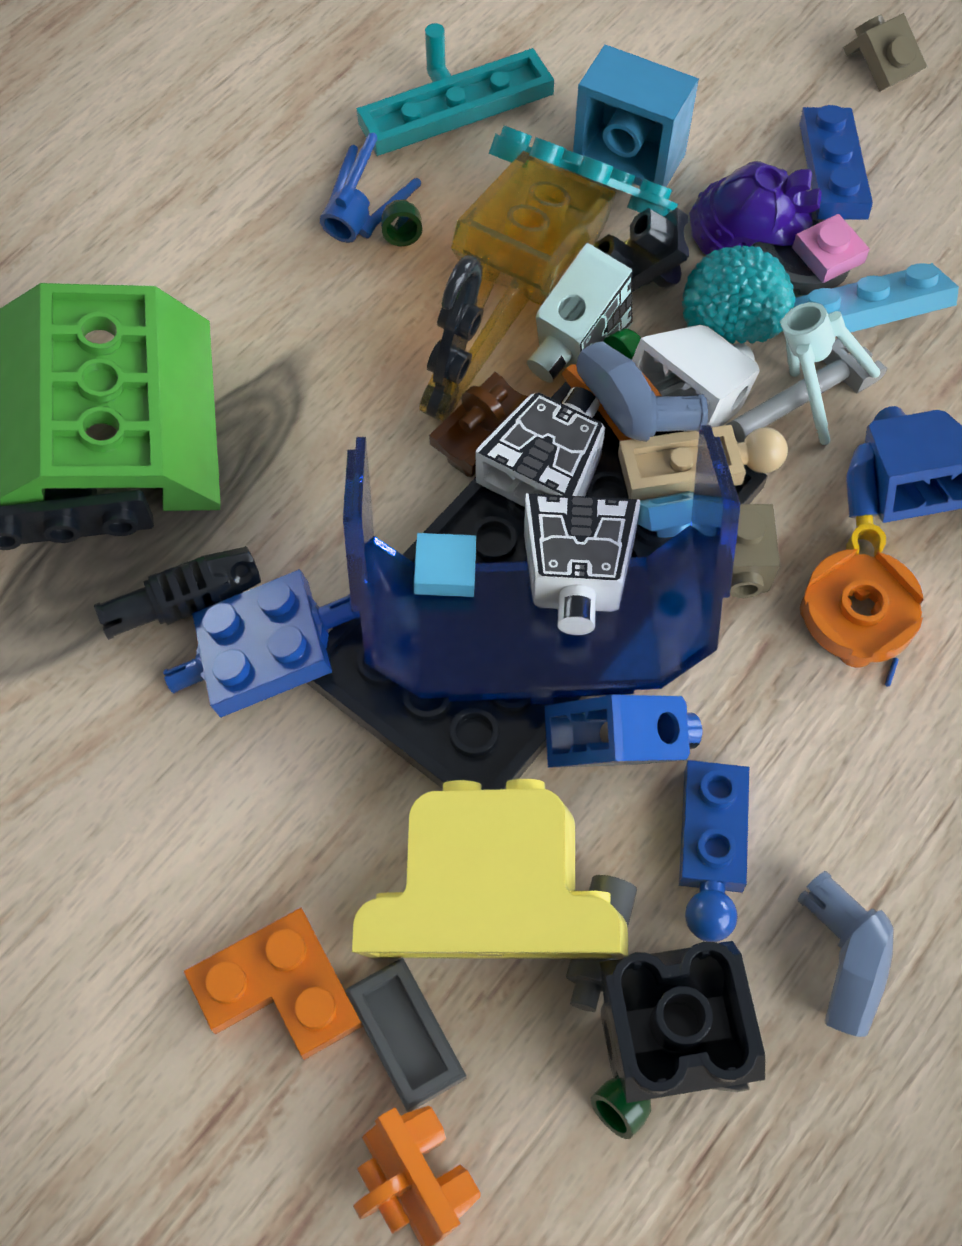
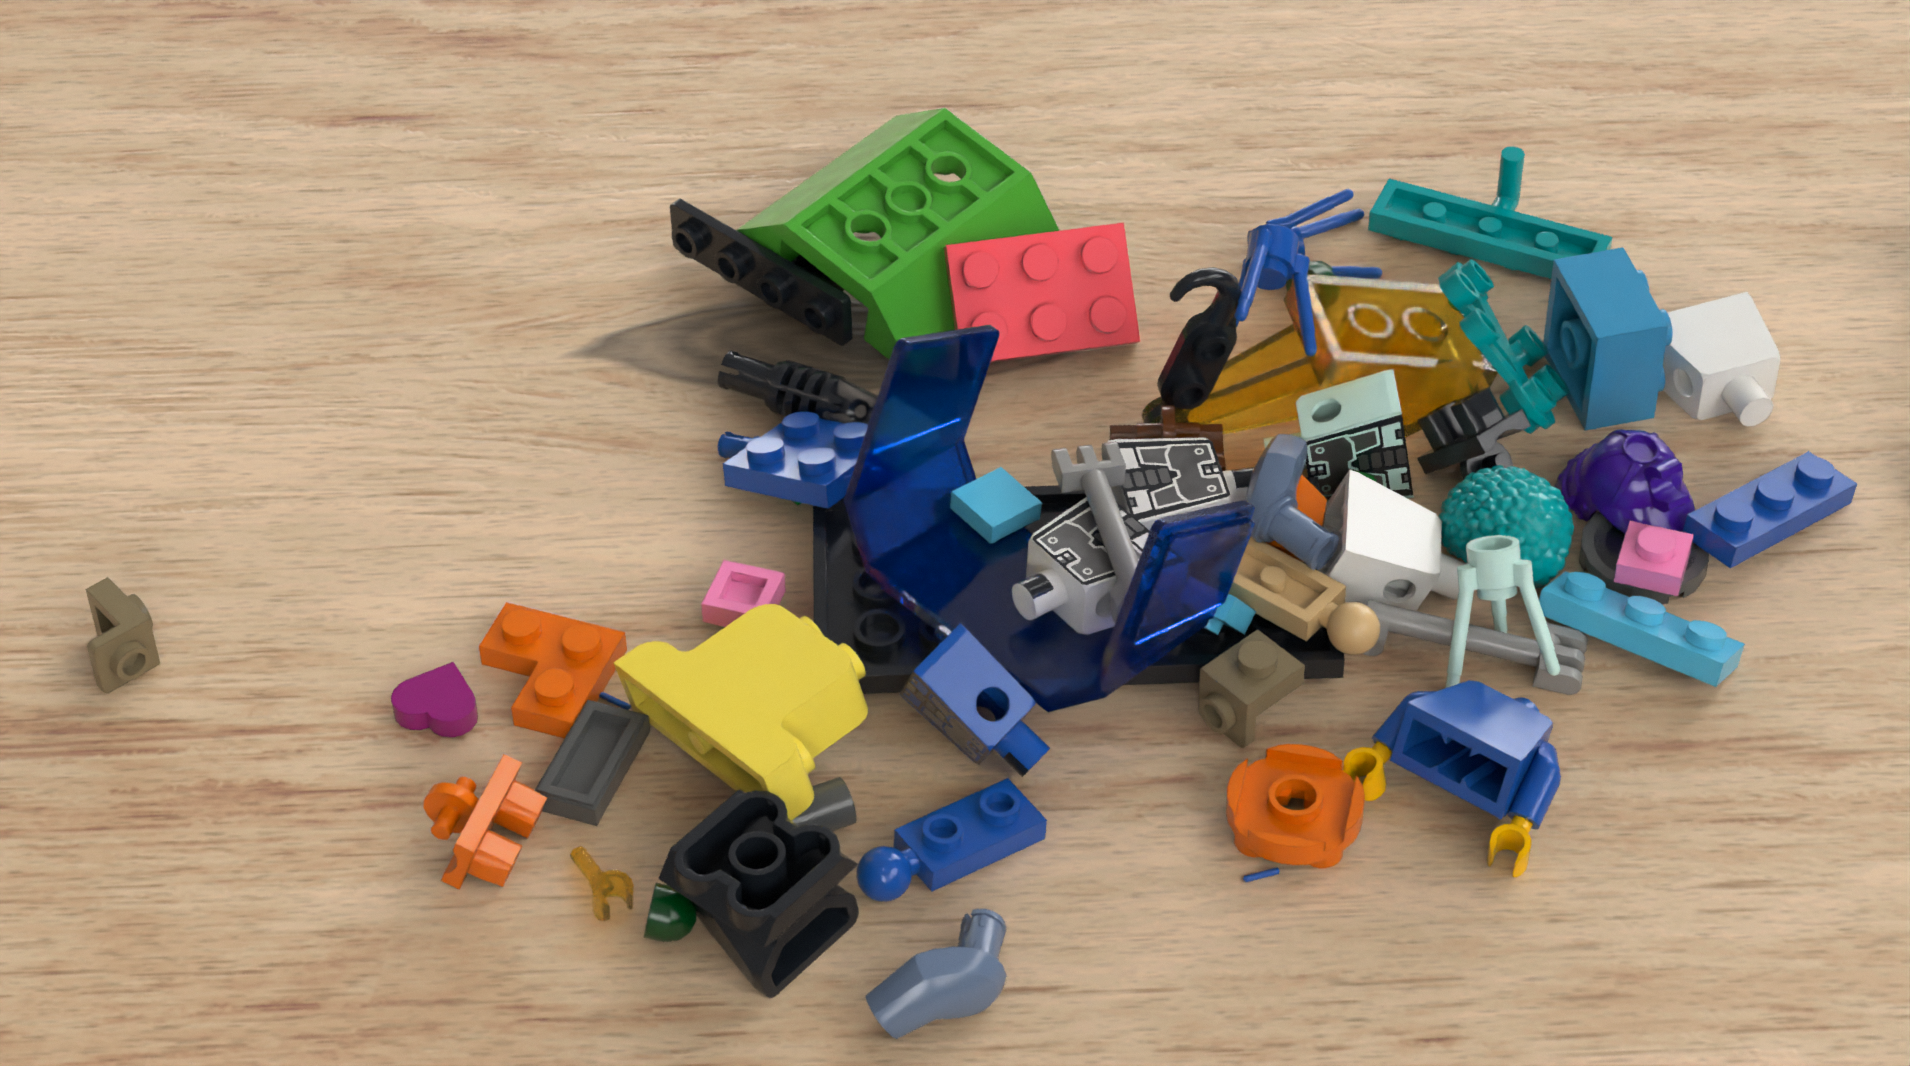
camera: 50 degrees right, 20 degrees down
(232, 1106) = (437, 702): none -> magenta tile
(256, 374) = (1046, 290): none -> coral plate
(346, 794) = (738, 590): none -> bright pink plate
(351, 964) = (613, 700): none -> blue piece
(447, 226) = (1268, 265): none -> blue plant
(512, 484) = (1096, 480): none -> light grey hinge
(538, 1126) = (603, 883): none -> clear yellow hand
(713, 68) = (1722, 360): none -> white torso

